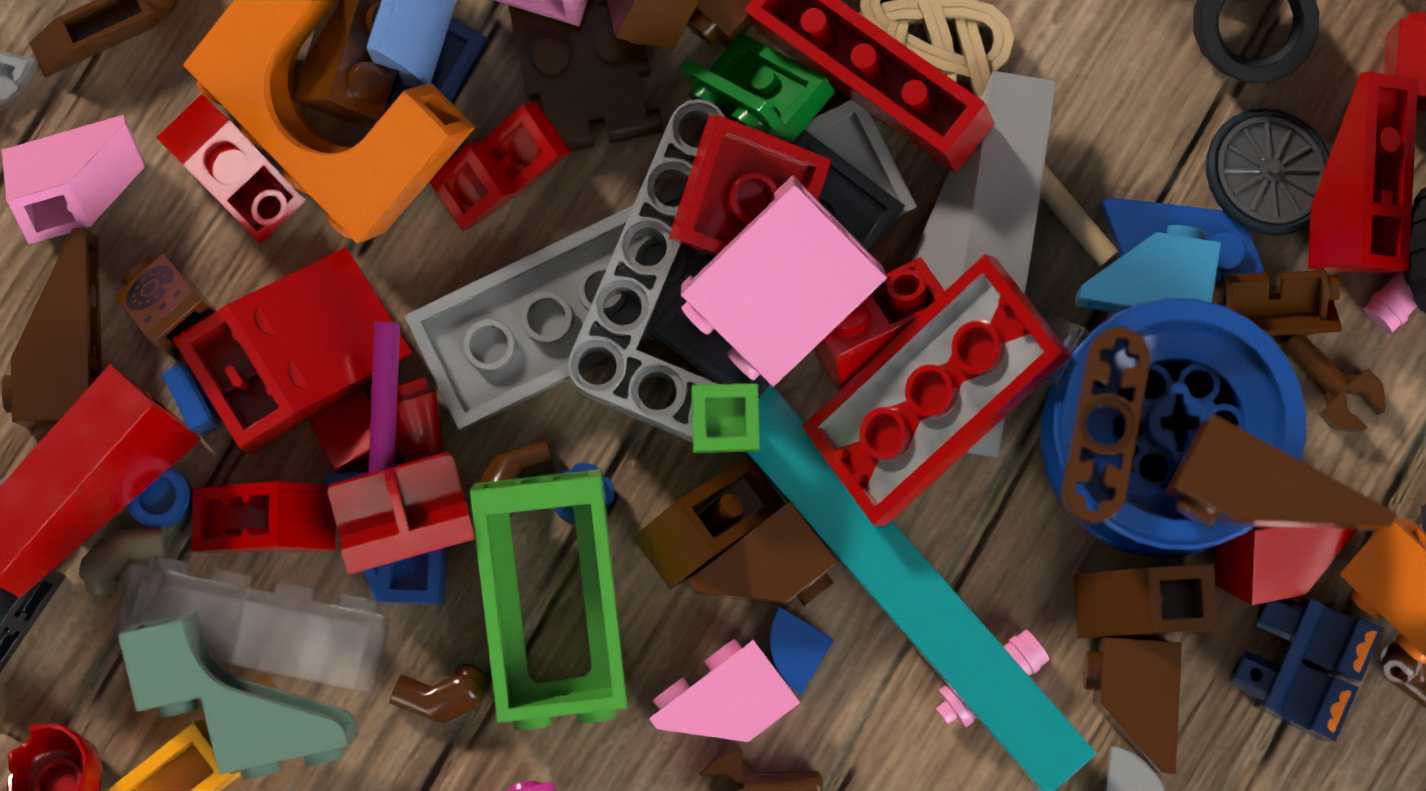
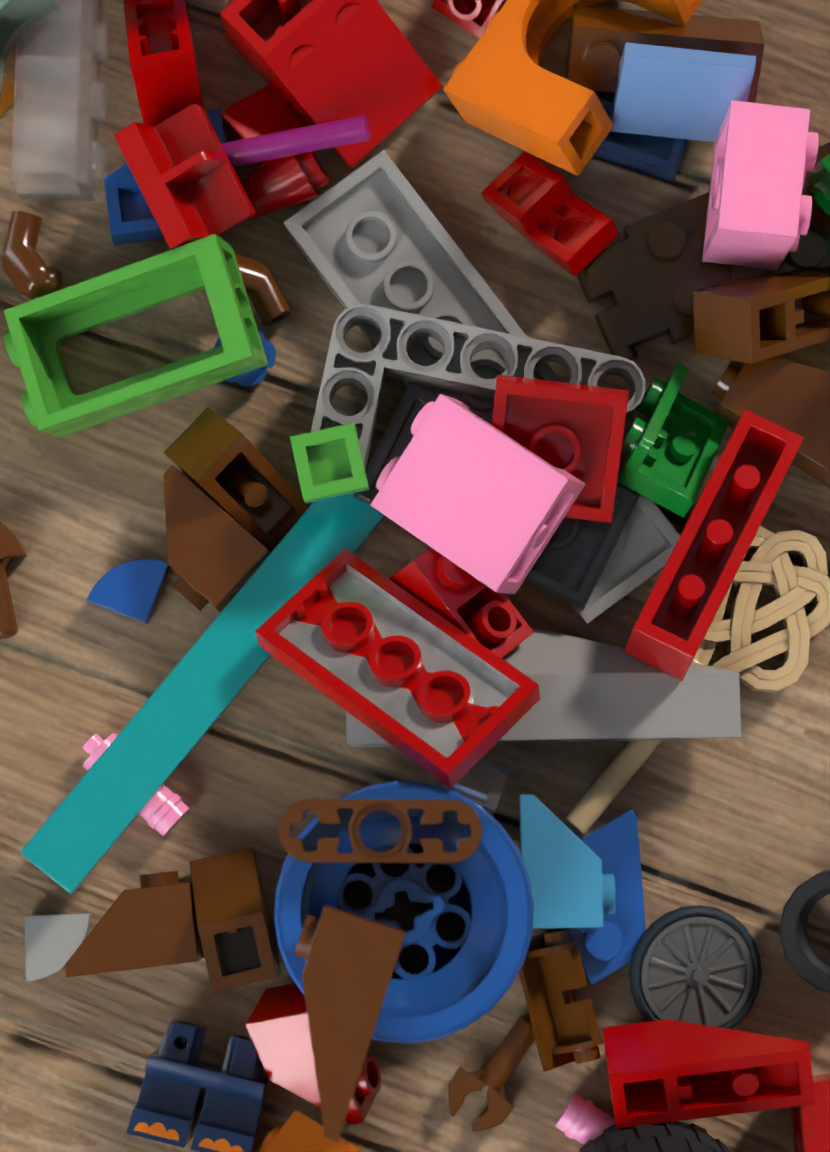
camera: 75 degrees right, 0 degrees up
(731, 701) = (66, 533): bright pink slope -> none

